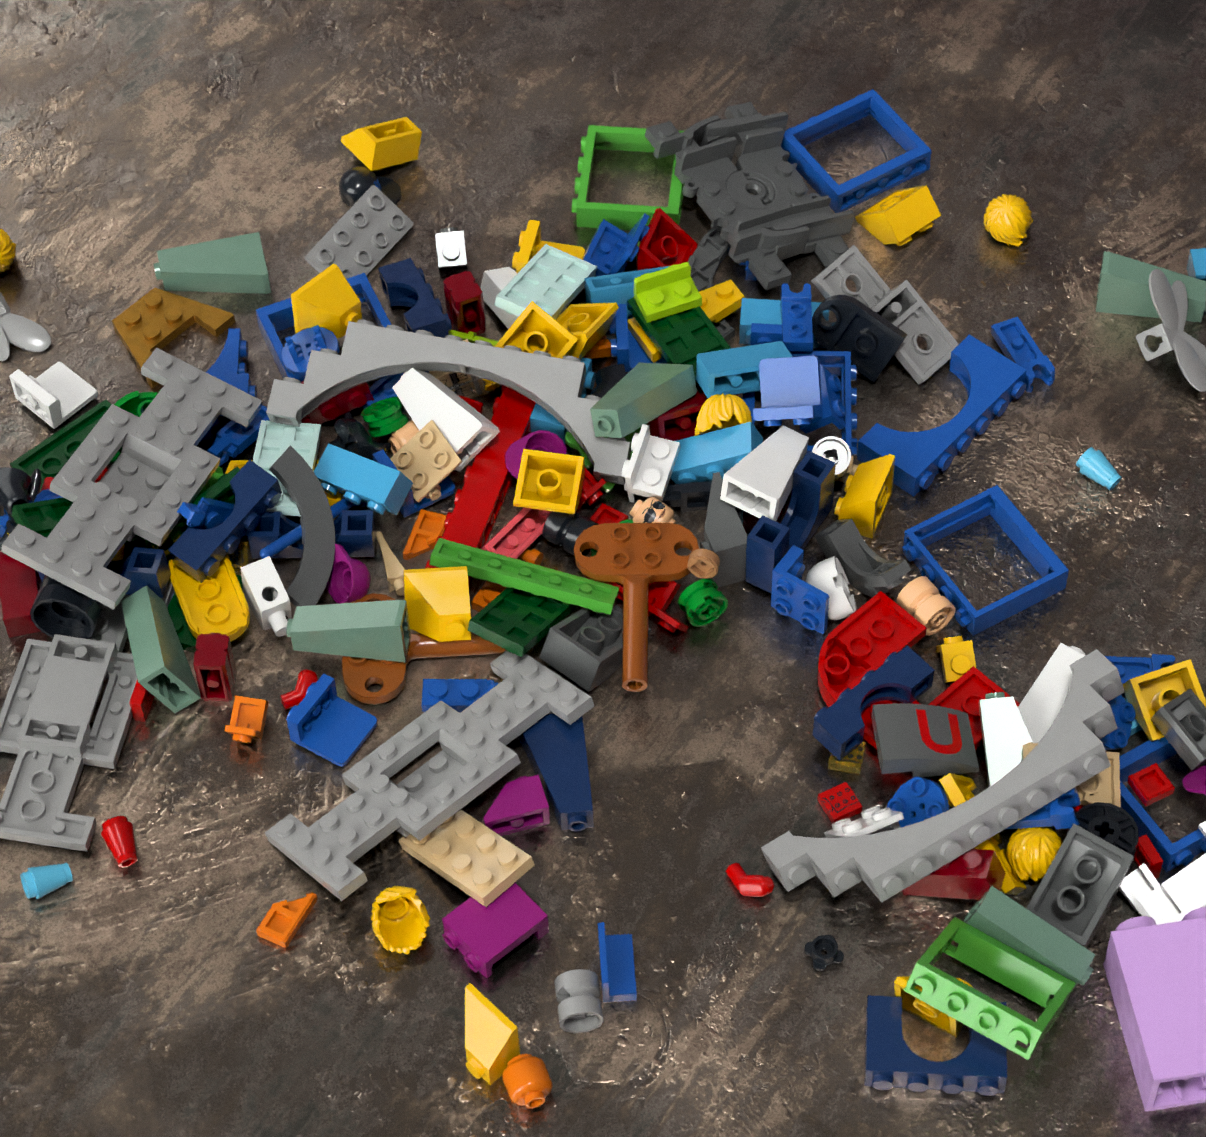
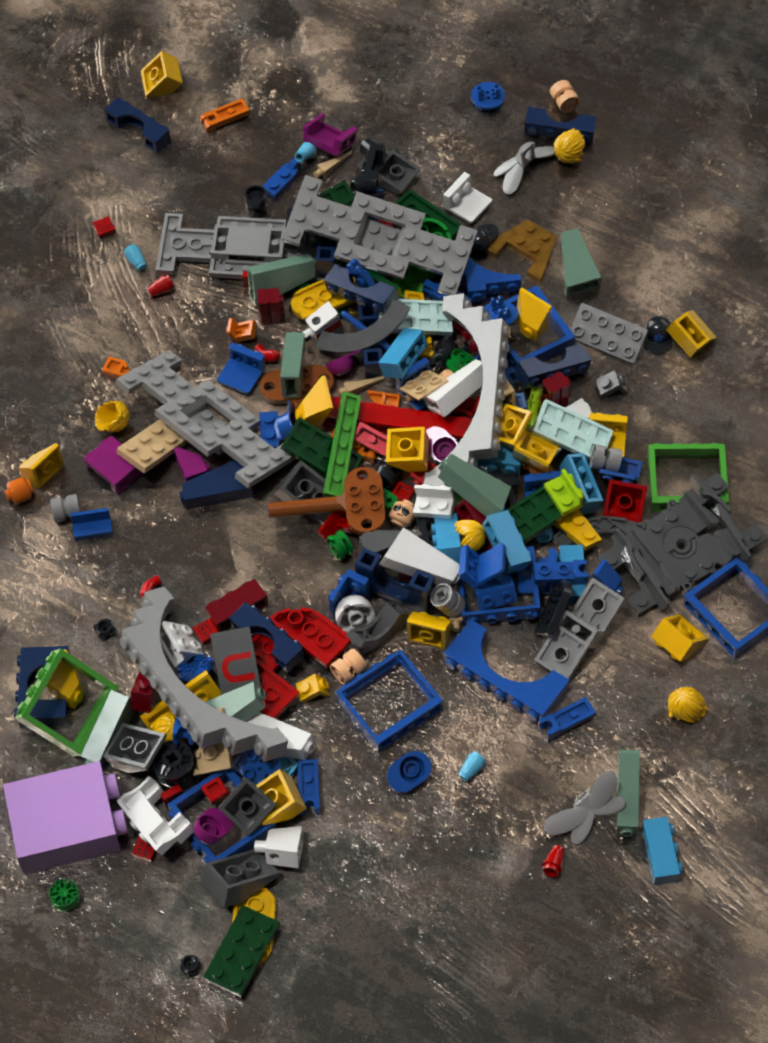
camera: 85 degrees right, 5 degrees up
(125, 377) = (485, 236): none -> black cap
(458, 659) = (285, 422): none -> blue piece
(602, 250) = (605, 458): none -> light grey wheel
(703, 563) = (354, 533): medium nougat tile -> none
(798, 752) = (223, 608): none -> dark red brick
(801, 272) = (608, 576): none -> blue slope
(1110, 539) = (409, 771): none -> blue piece

